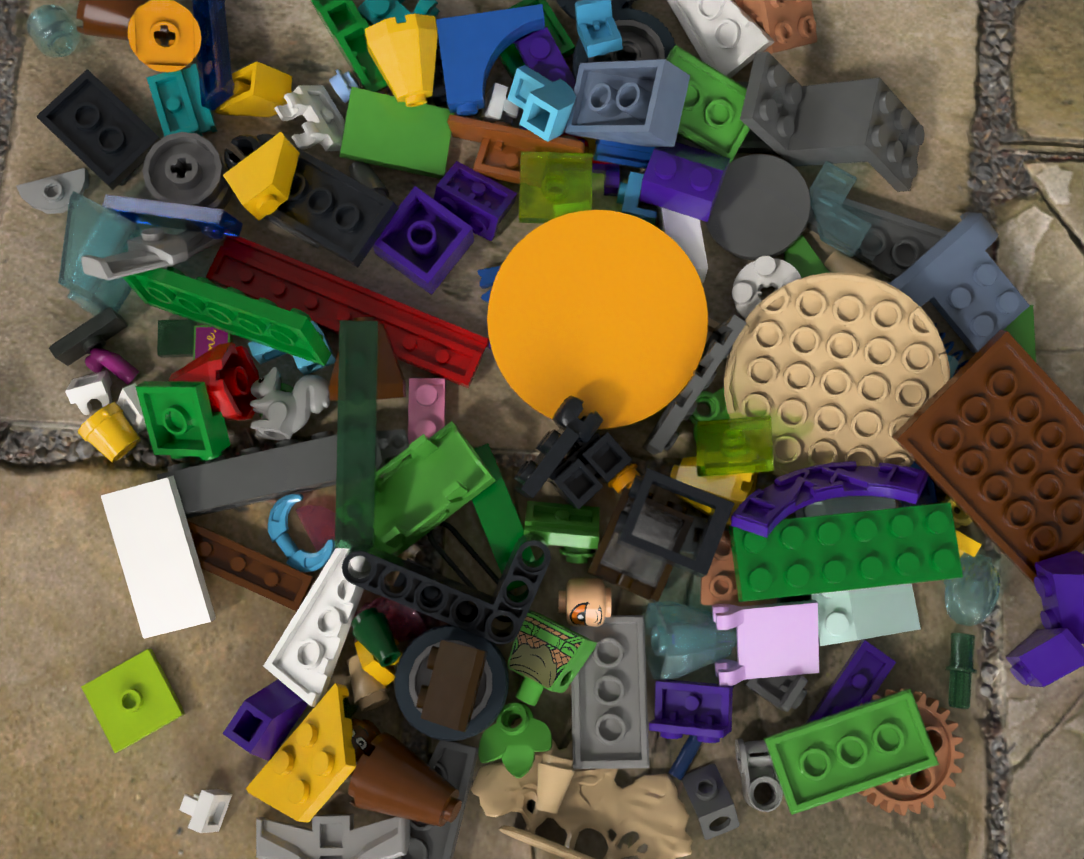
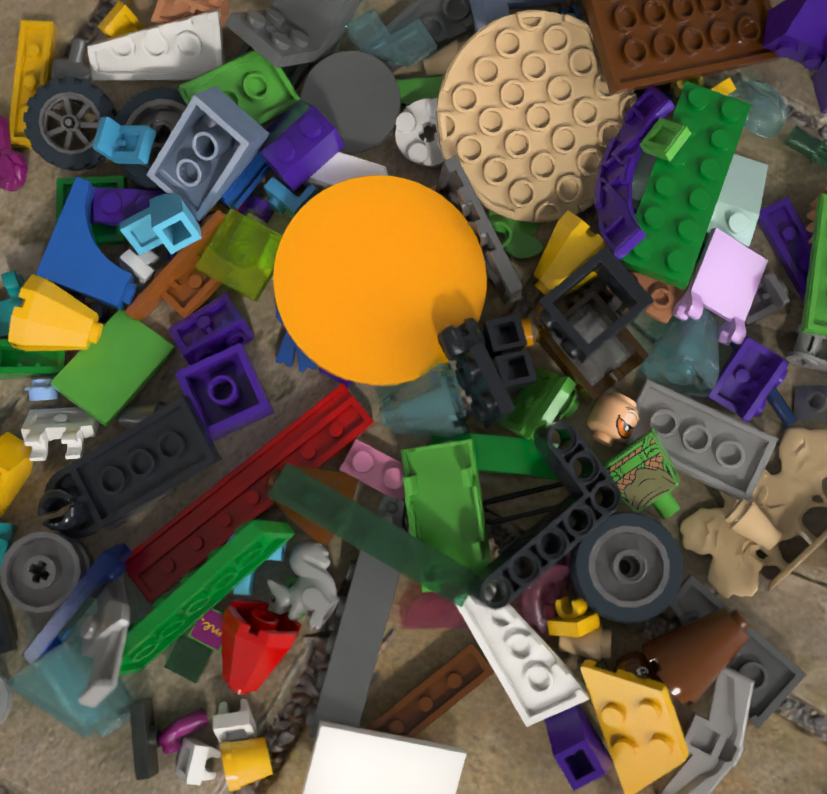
camera: 55 degrees left, 0 degrees up
(182, 420) = (272, 687): green plate -> none
(265, 176) = (91, 500): yellow slope -> none
(277, 528) = (411, 654): dark azure piece -> none
(374, 633) = (556, 610): dark green cone -> none
(453, 685) = (640, 561): dark brown slope -> none
(506, 425) = (426, 405): none -> clear light blue cone
(516, 744) = (705, 540): bright green plate -> none
(734, 446) = (549, 224): clear neon green plate -> none
(876, 509) = (665, 139): none -> bright green tile

